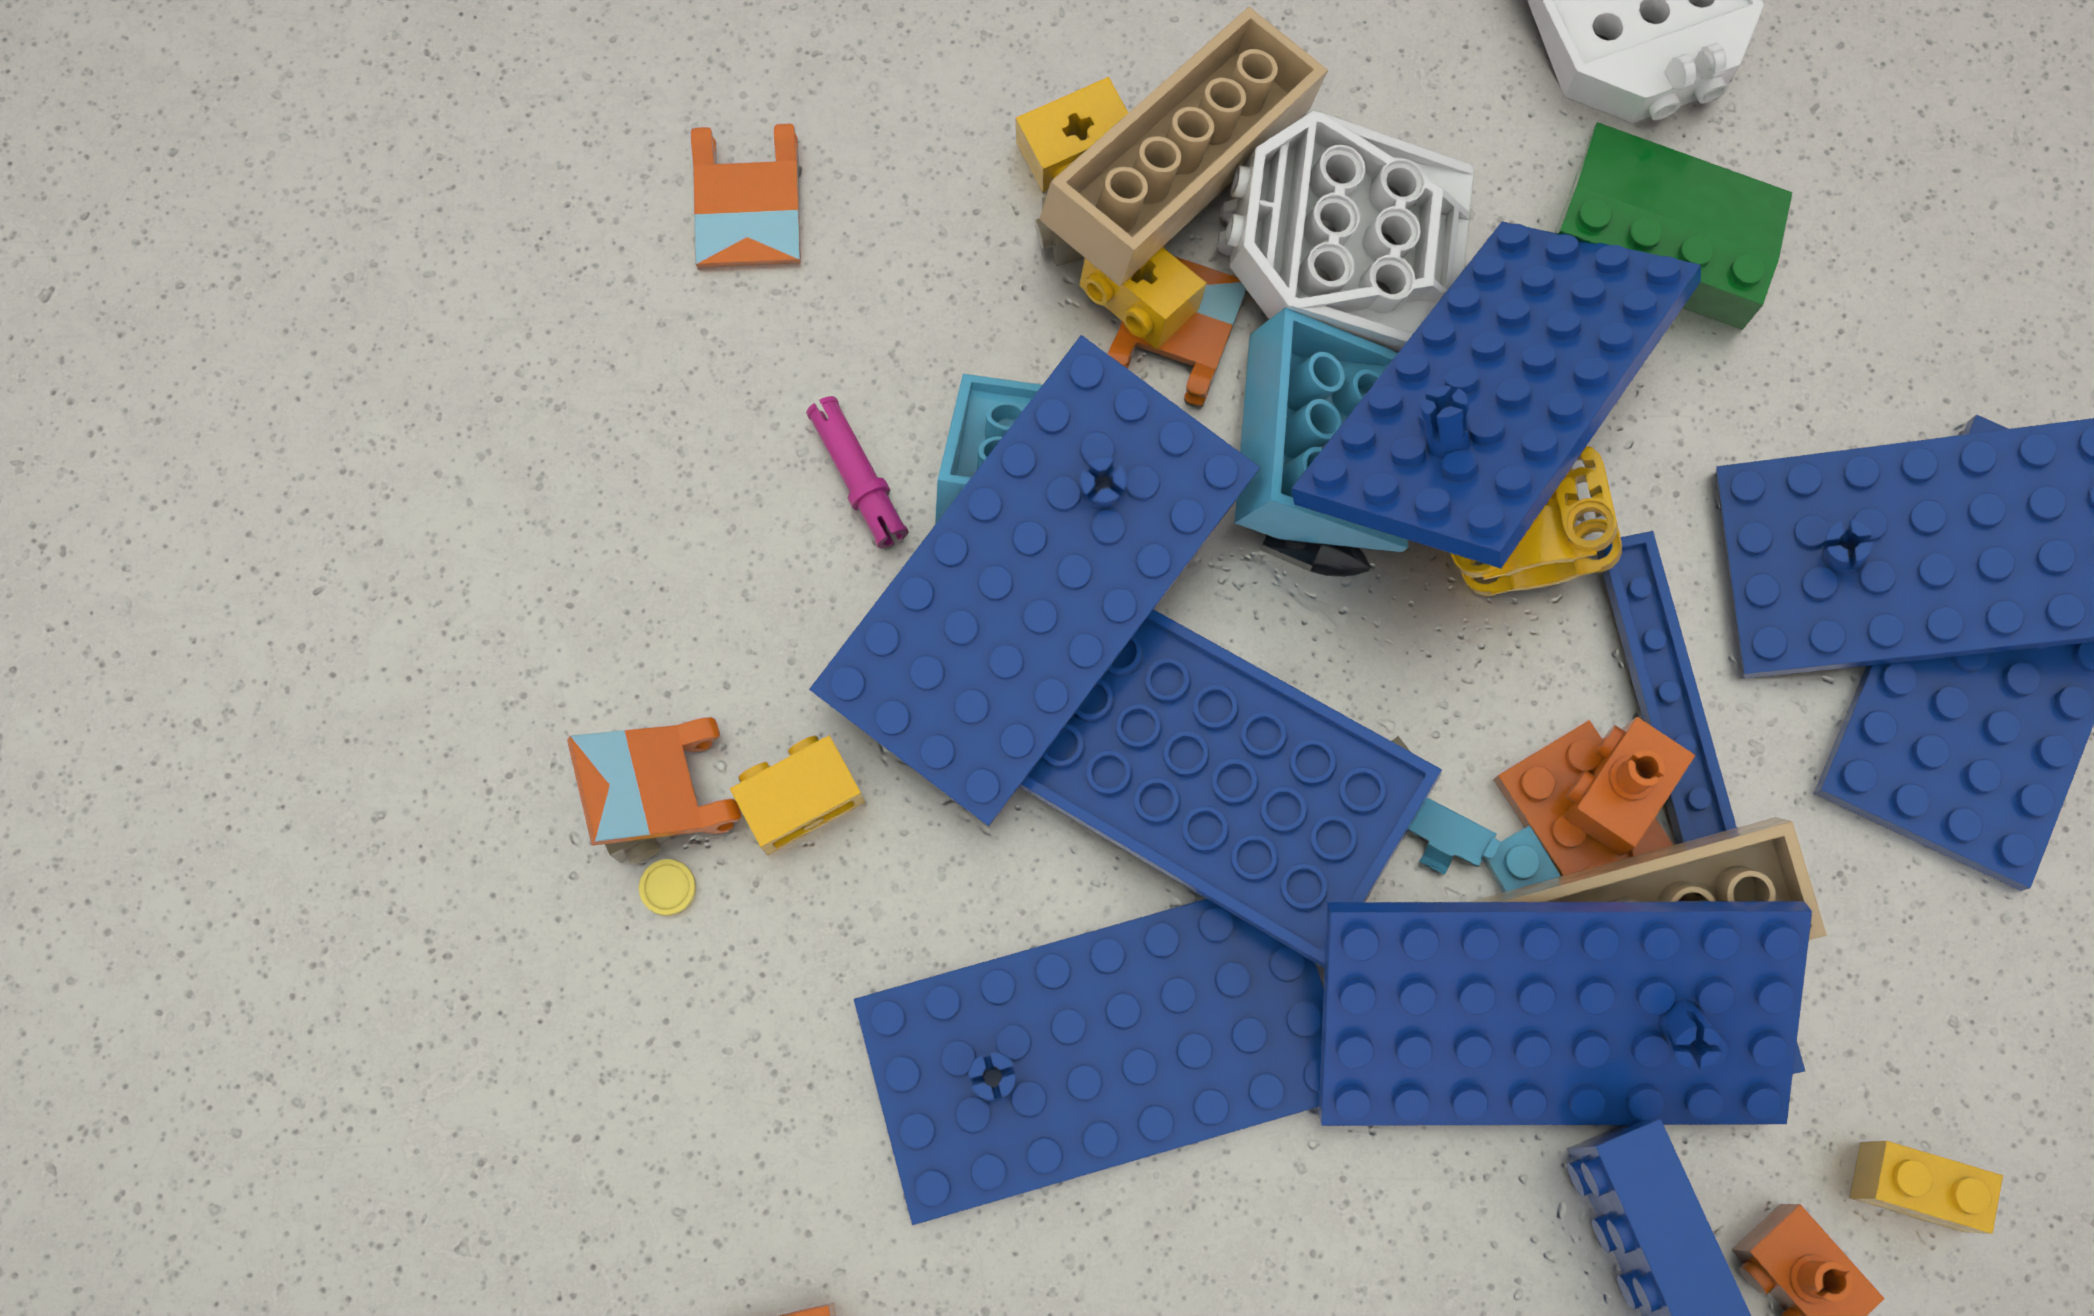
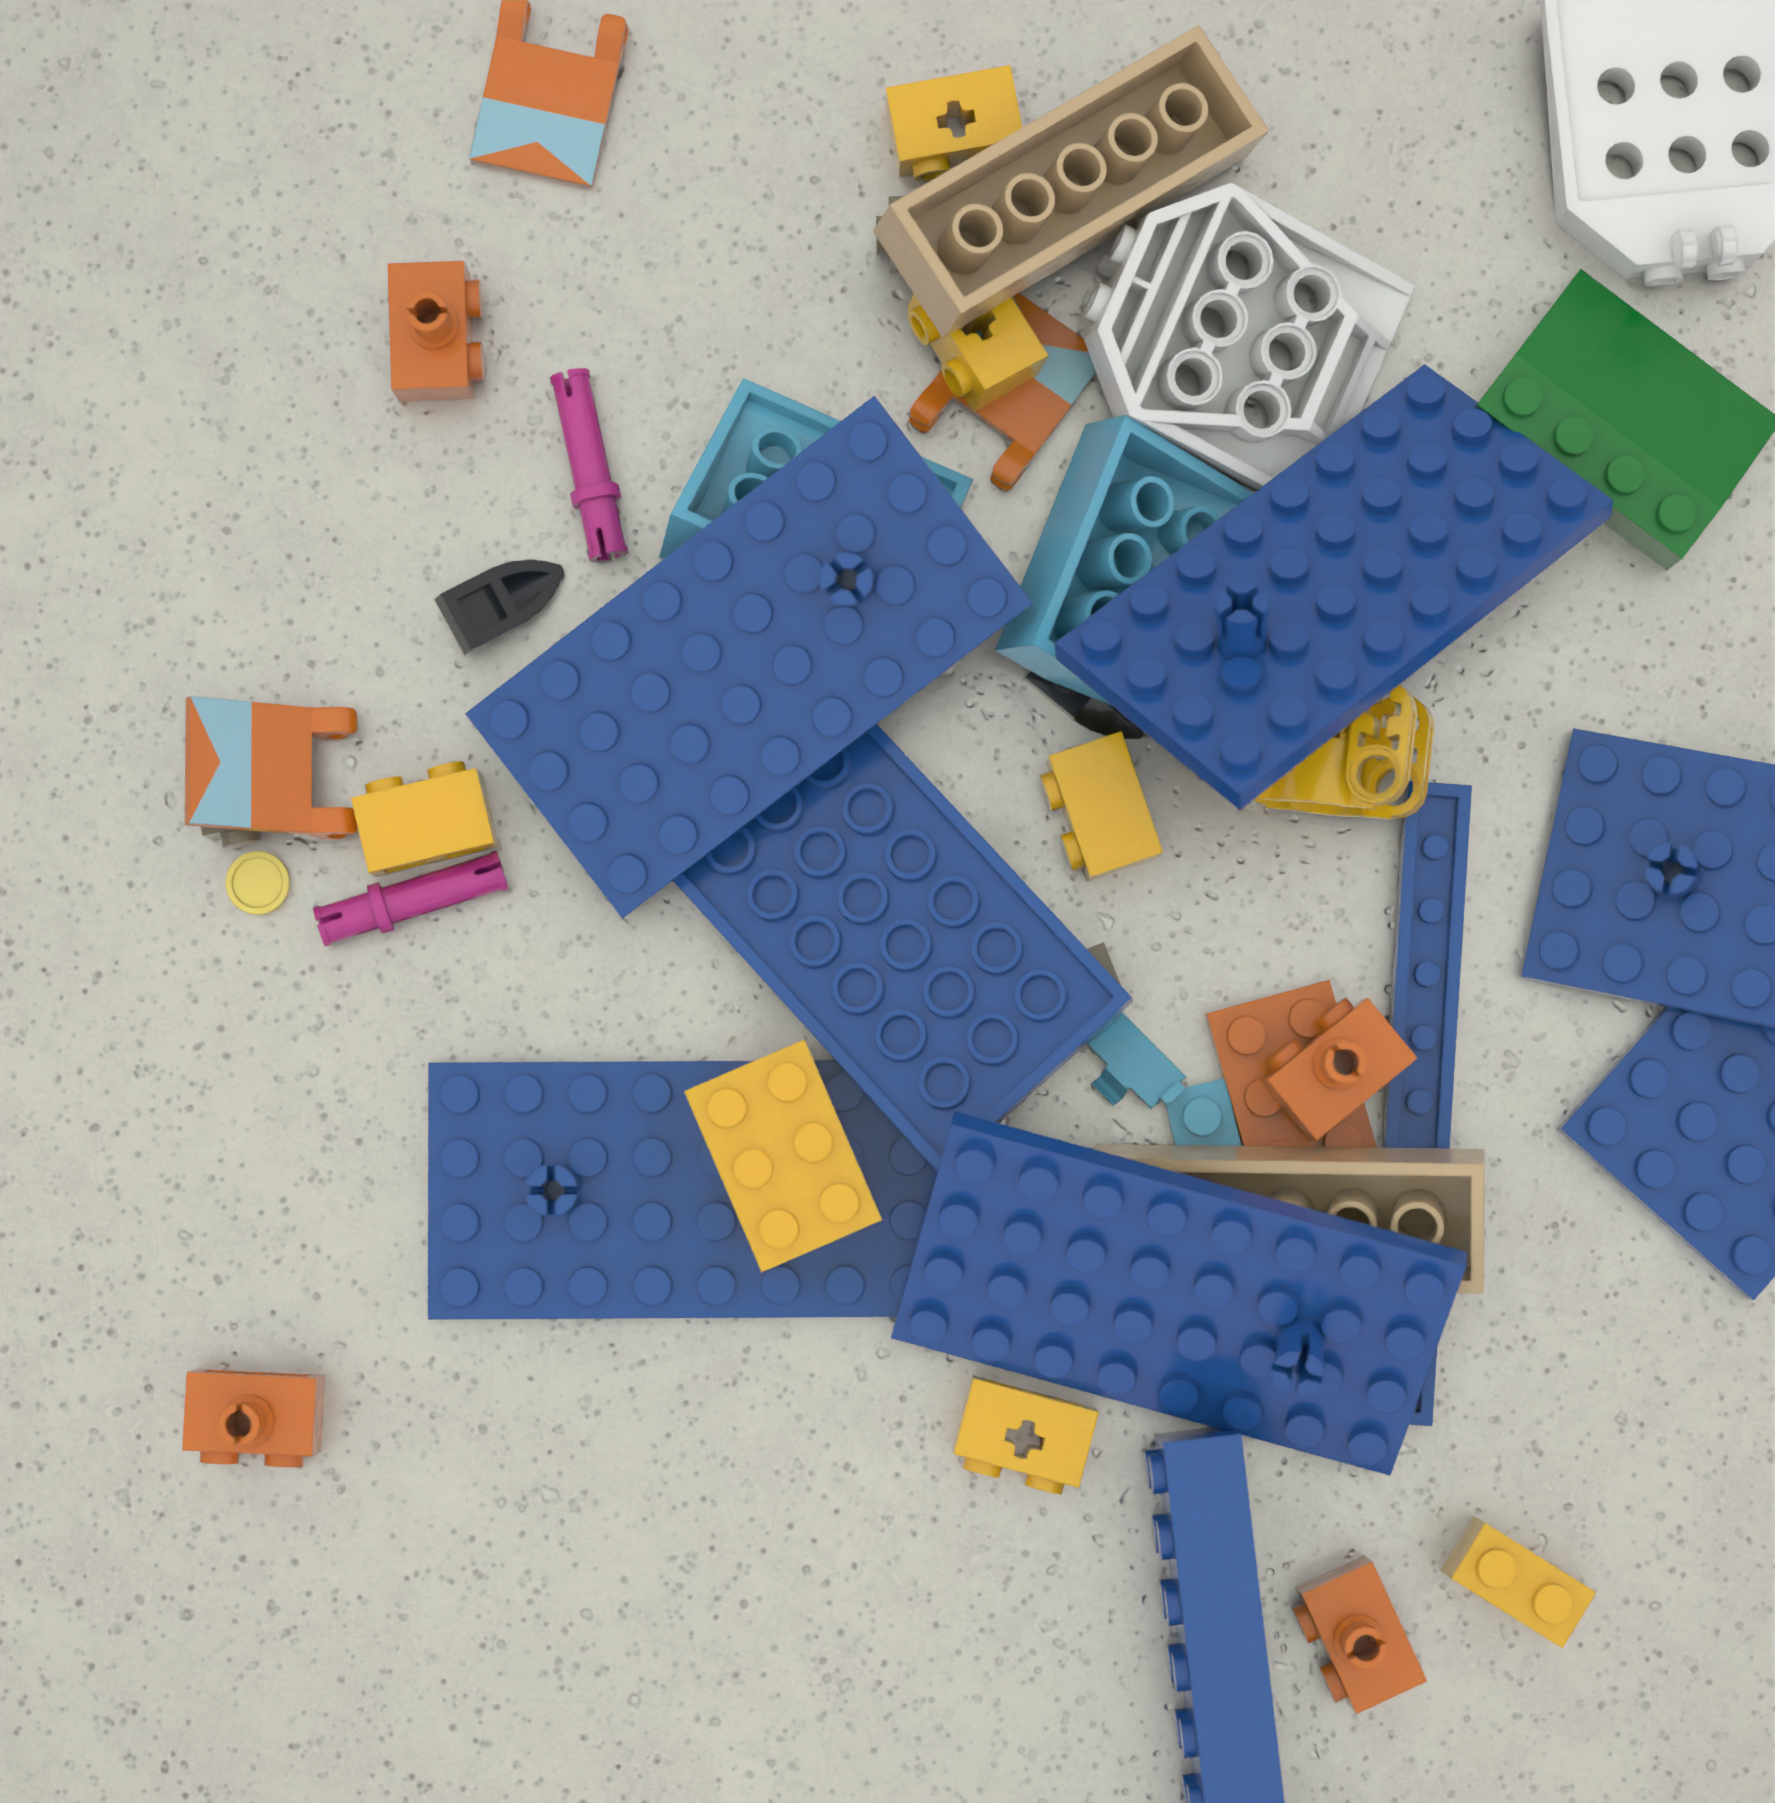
camera: 15 degrees right, 10 degrees up
(700, 400) = (433, 331): none -> orange brick
(801, 863) = (409, 898): none -> dark pink pin
(810, 599) = (498, 601): none -> black plate
(1184, 989) = (783, 1155): none -> yellow brick
(1358, 630) = (1101, 807): none -> yellow brick
(1495, 1173) = (1062, 1424): none -> yellow brick

